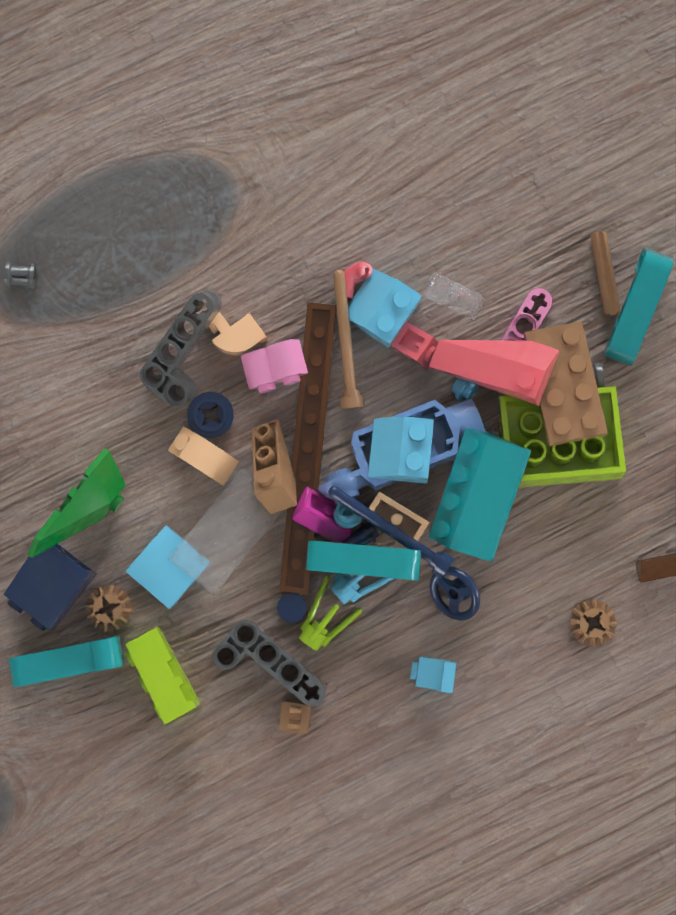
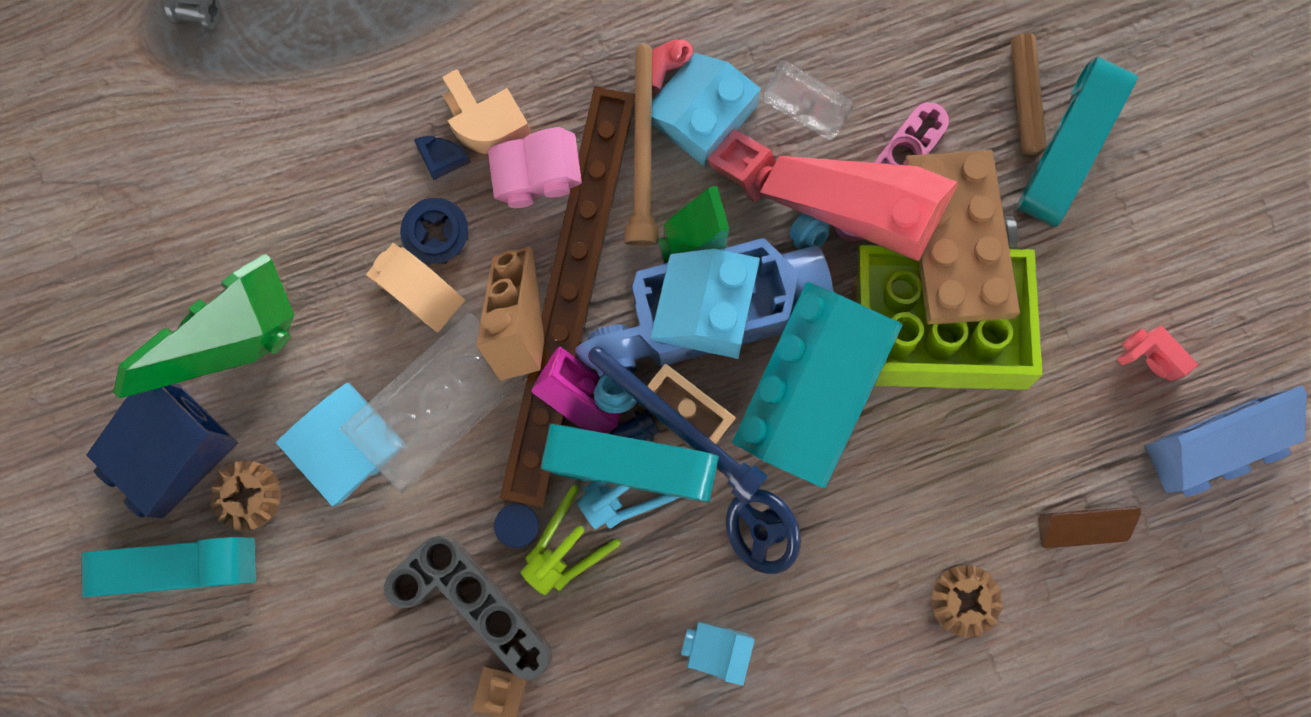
camera: 10 degrees right, 5 degrees down
(161, 675) = (306, 606): lime wedge -> none
(184, 344) = (436, 72): dark grey beam -> none
(207, 360) = (441, 155): none -> dark blue tile
(388, 400) = (696, 226): none -> green slope

